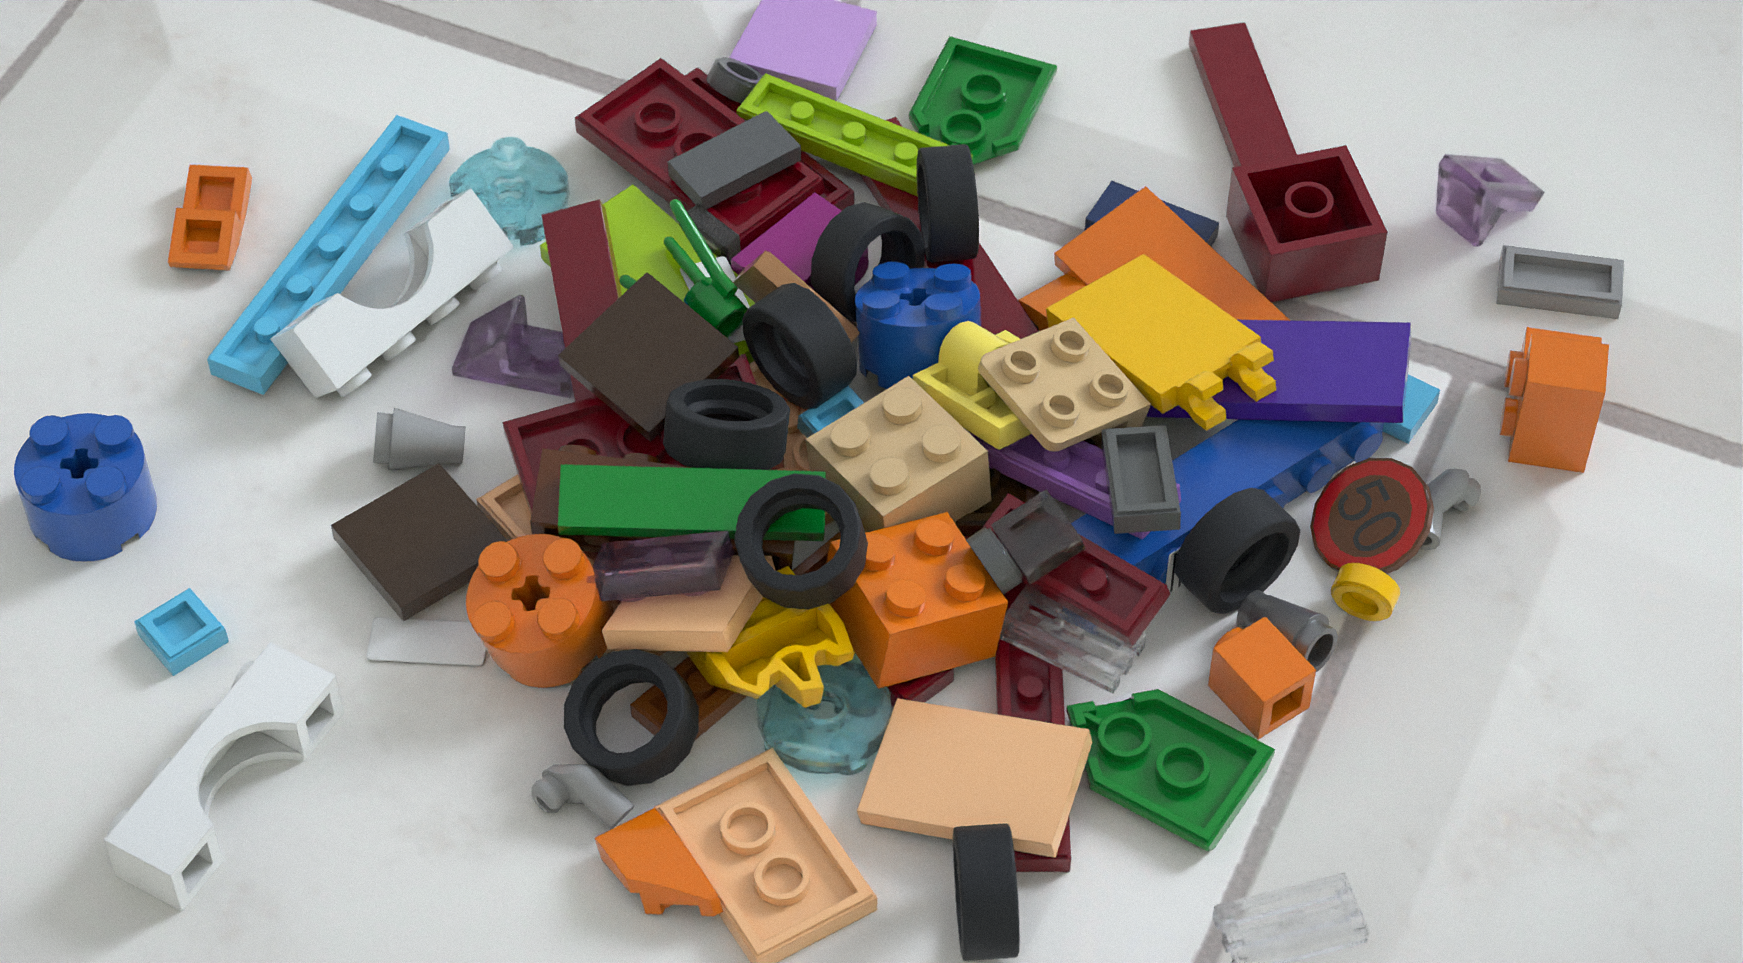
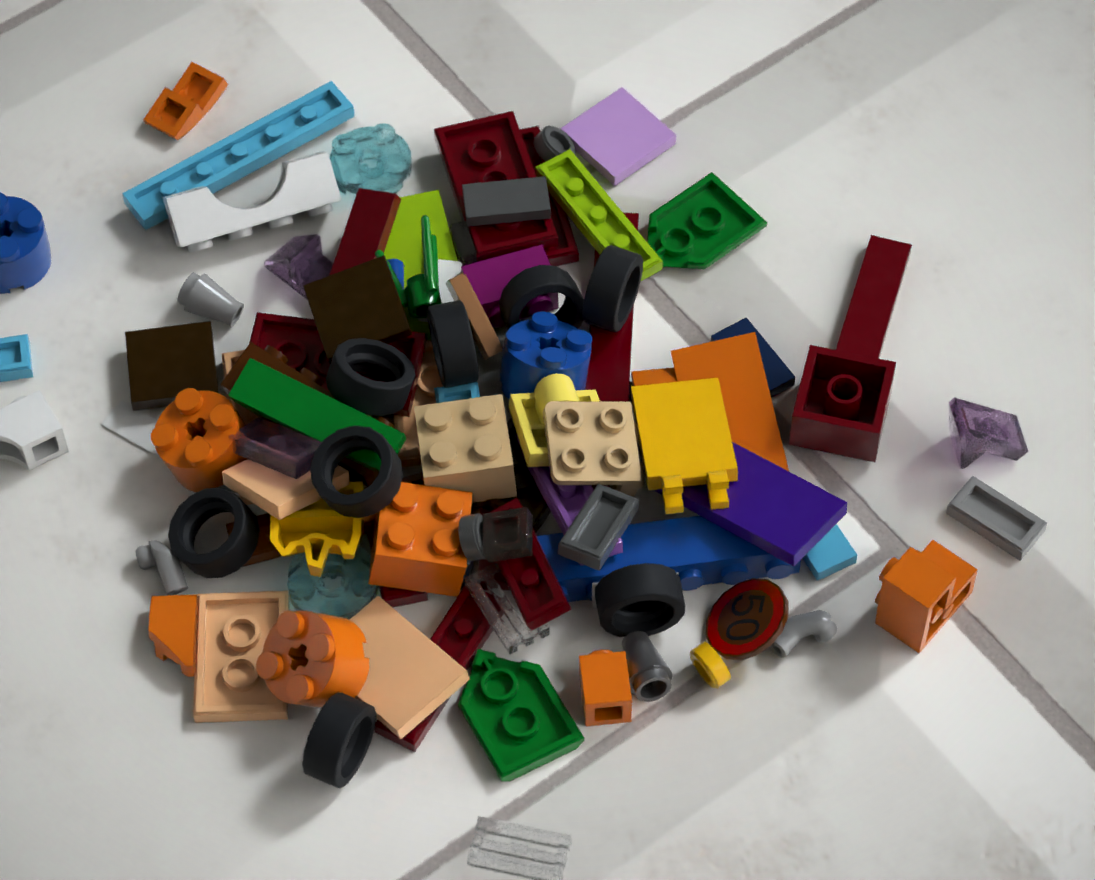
camera: 30 degrees right, 5 degrees up
(849, 812) = (312, 658): none -> orange brick

